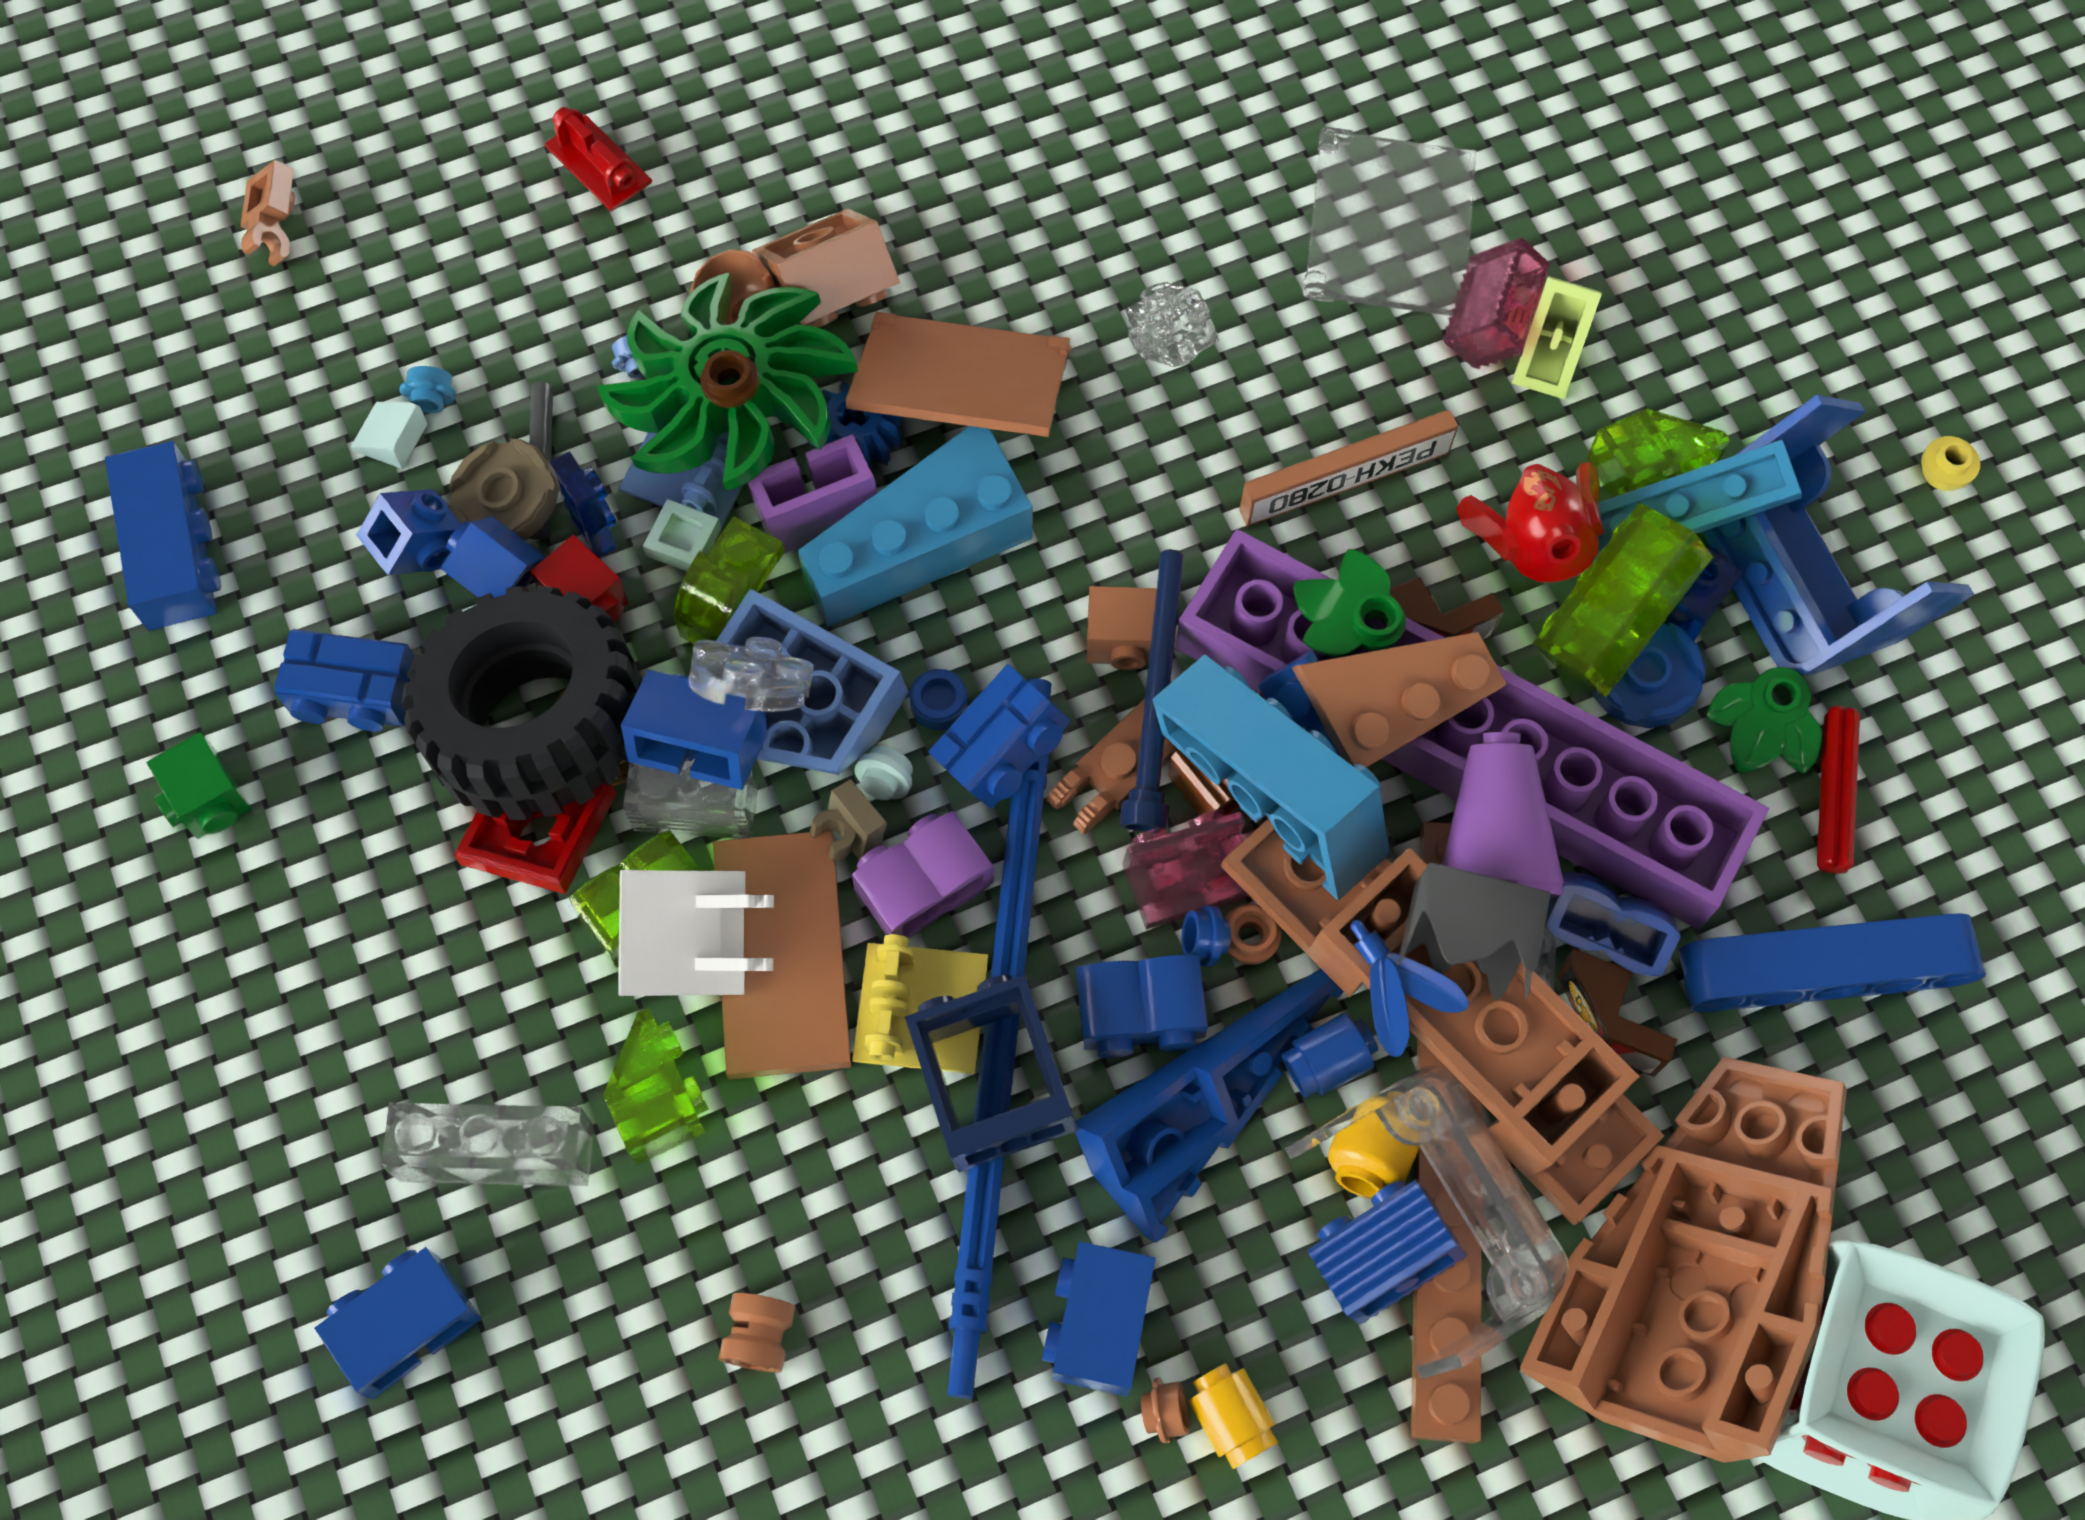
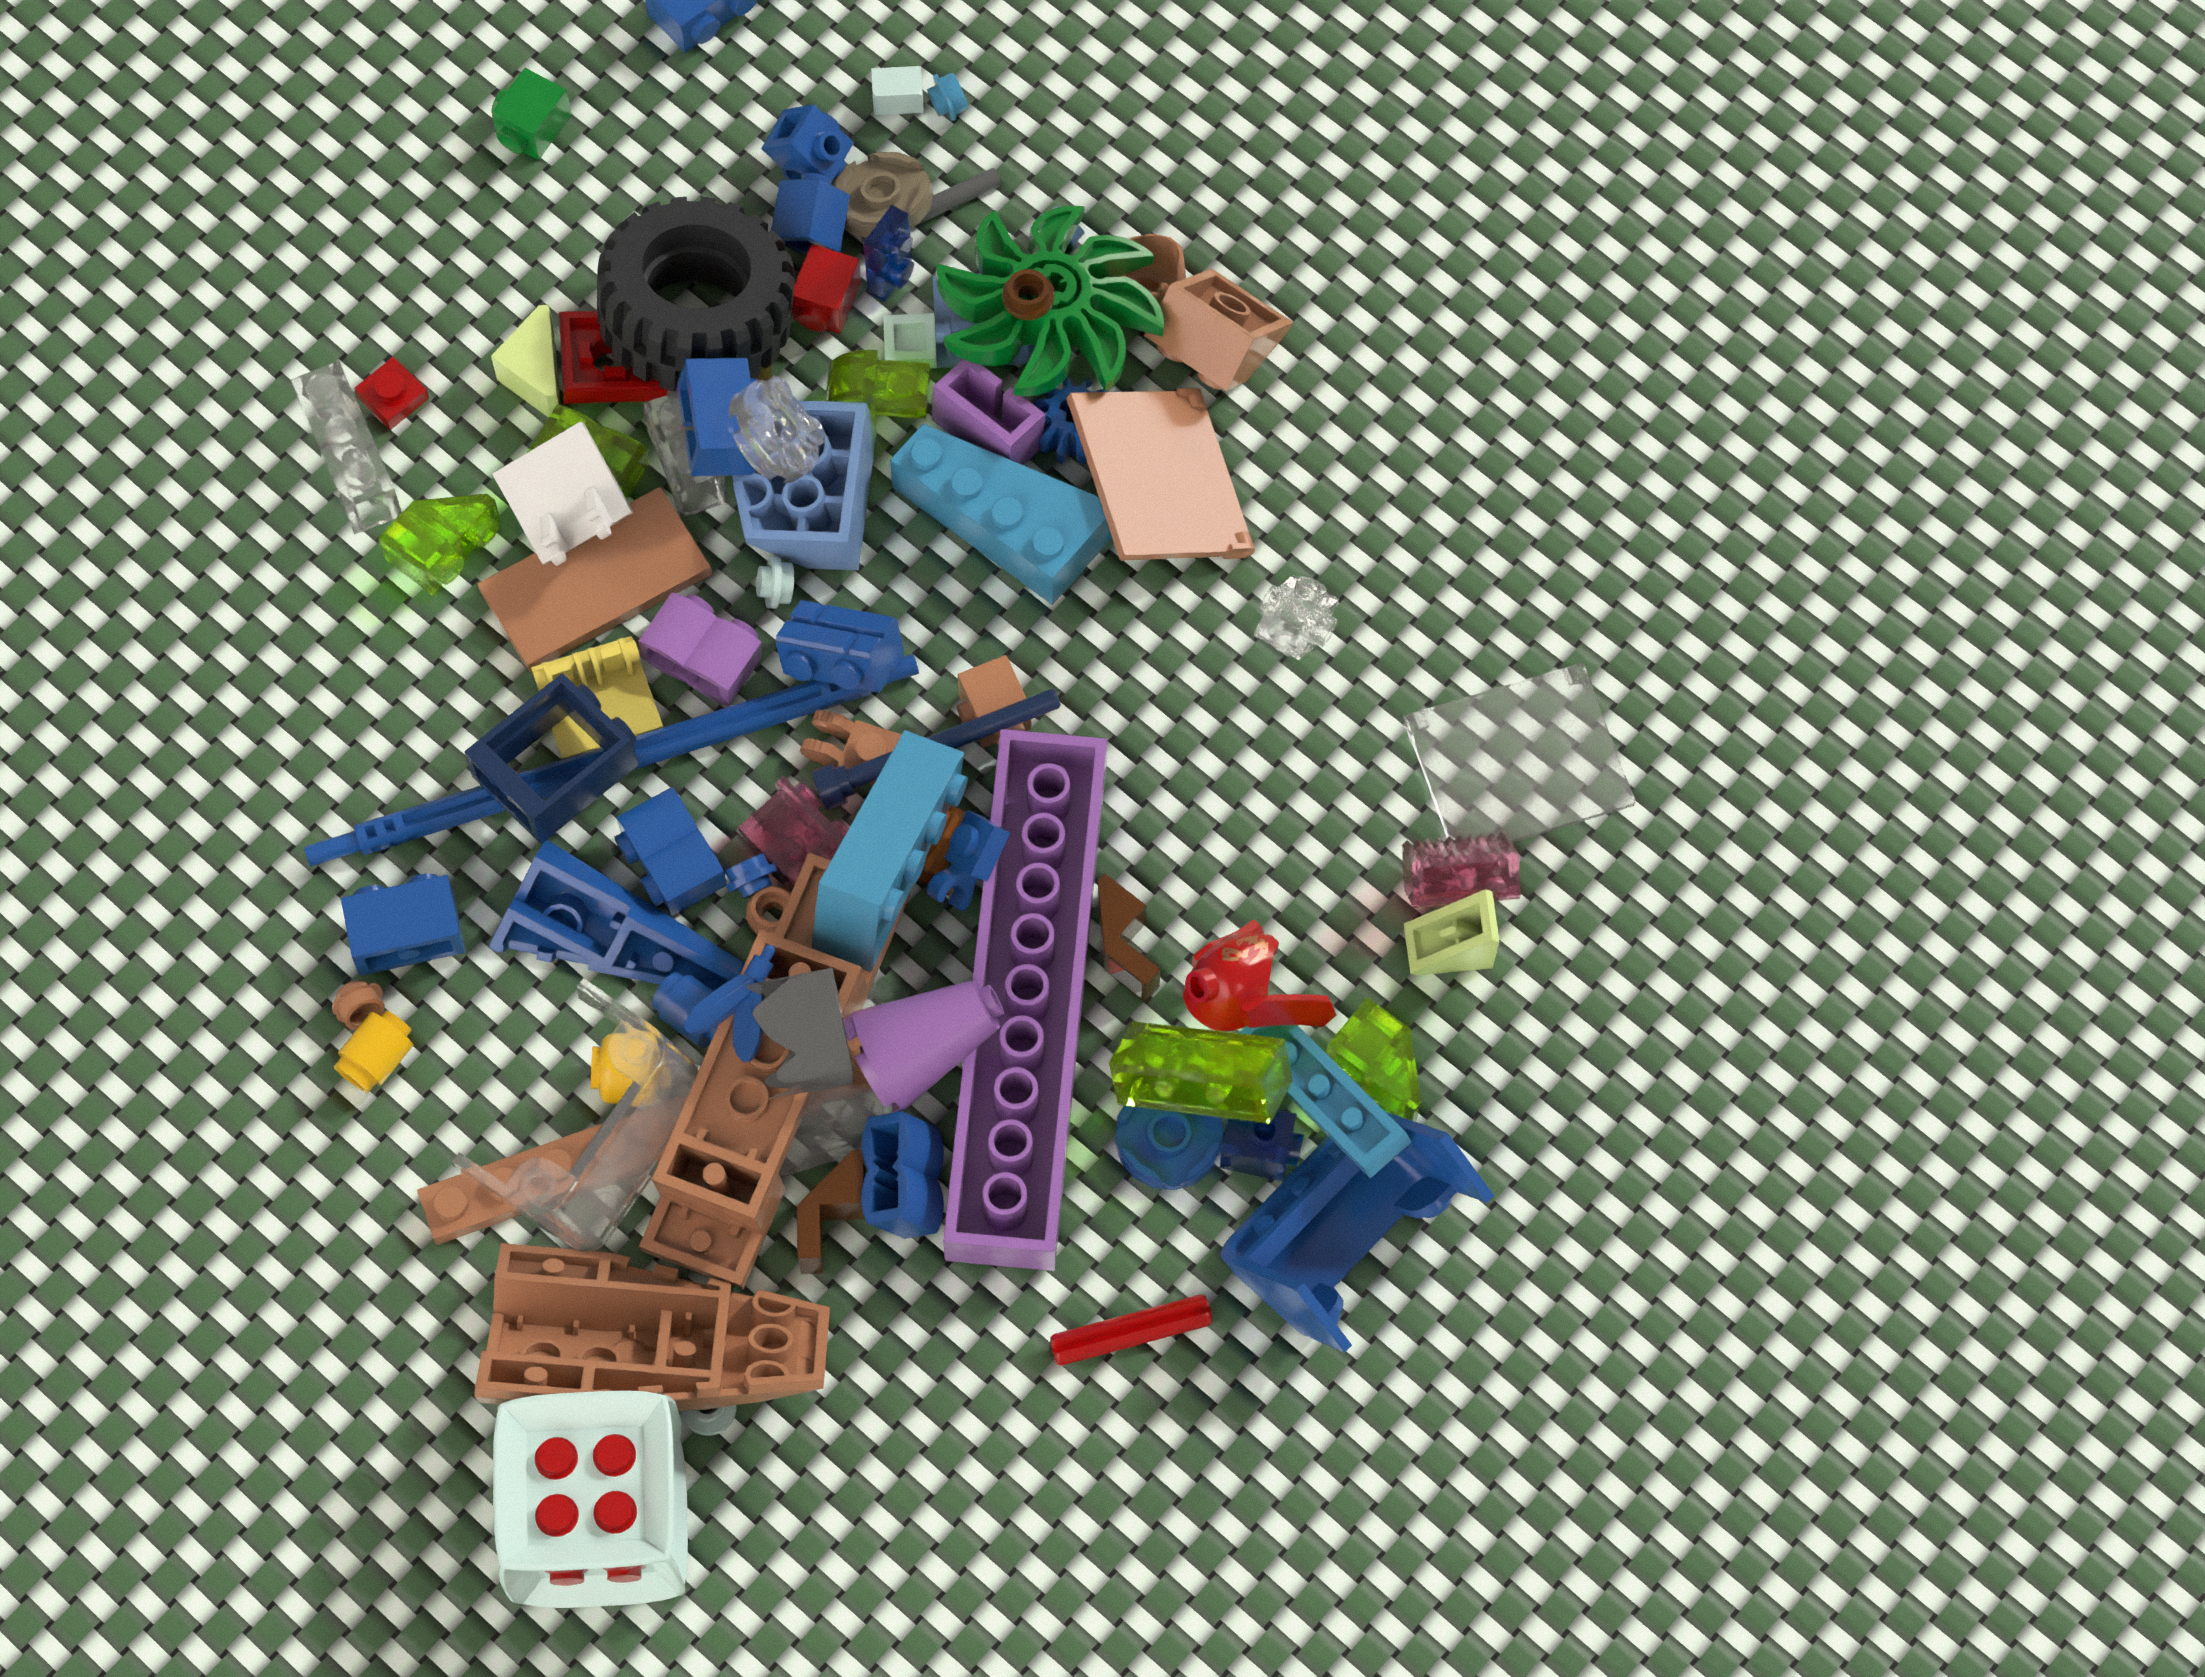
camera: 65 degrees right, 0 degrees up
(344, 679) = (663, 158): blue brick -> none
(382, 1328) = (182, 444): blue piece -> none
(443, 1071) = (391, 393): none -> red plate
(501, 907) = (529, 361): none -> yellowish green slope
(595, 159) = (1231, 110): red hinge -> none
(757, 1332) = (290, 695): nougat wheel -> none
(854, 821) = (721, 576): dark tan tile -> none
(938, 699) = (866, 592): blue tile -> none
(1344, 604) = (1069, 846): green plate -> none
(1347, 467) = (1236, 816): tile -> none
(1385, 1250) = (544, 1104): blue brick -> none
(1397, 693) = (1003, 914): nougat wing -> none
(1763, 727) = (1159, 1250): green plate -> none
(1831, 962) = (960, 1372): blue beam -> none
(1941, 472) = (1512, 1337): light yellow plate -> none

